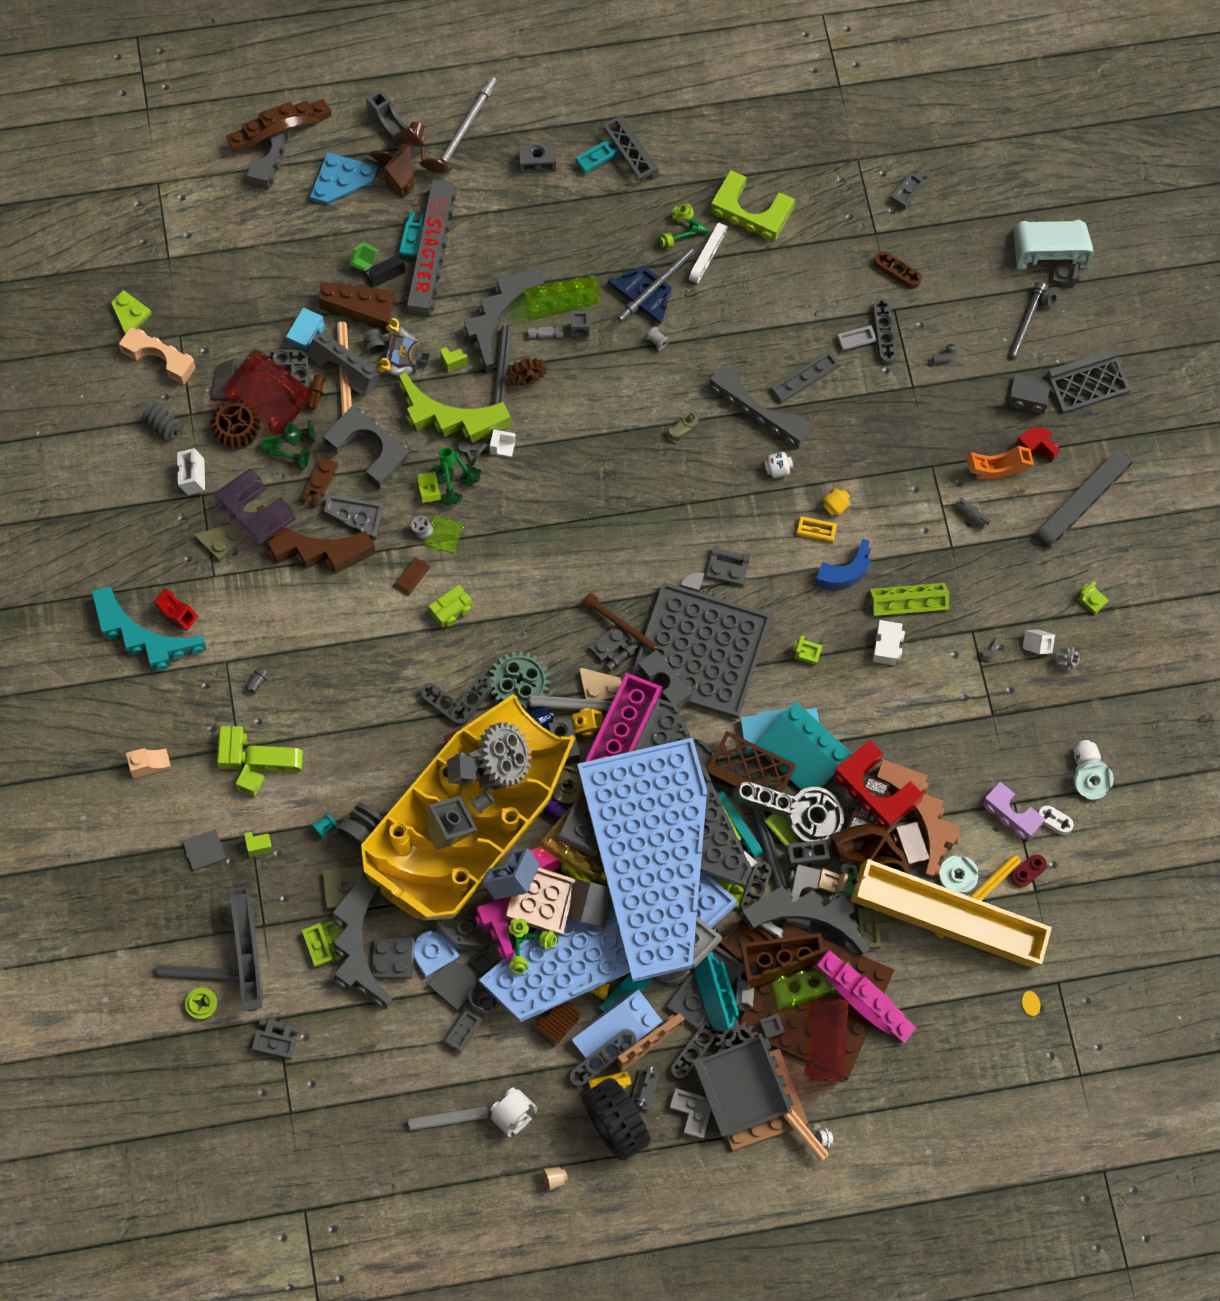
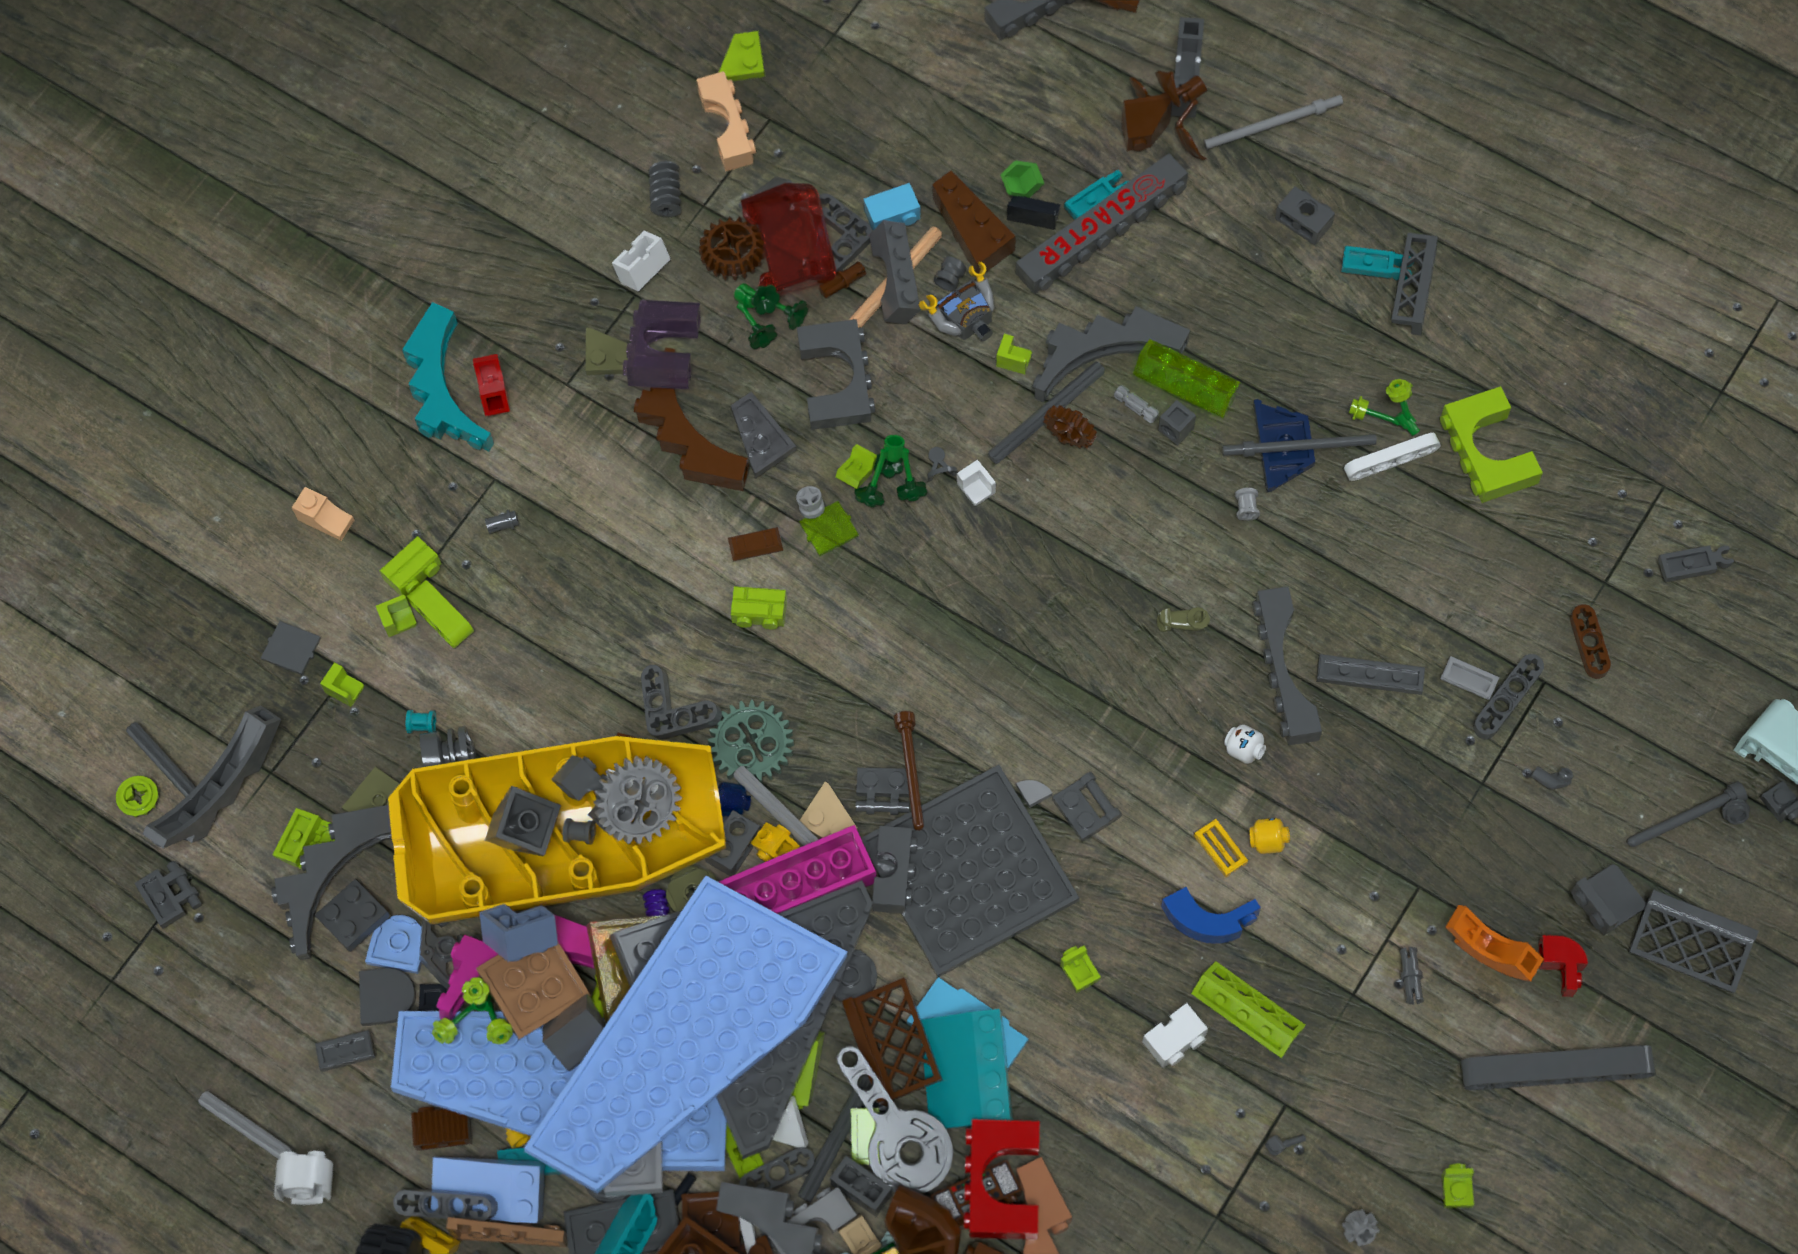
camera: 50 degrees right, 0 degrees up
(320, 480) = (758, 373): reddish brown hinge -> none
(341, 178) = (1082, 83): dark azure plate -> none
(473, 422) = (963, 436): lime arch -> none
(482, 1001) = (385, 1035): dark grey hair -> none
(745, 834) = (823, 1089): teal beam -> none
(1038, 641) = (1346, 1181): white panel -> none

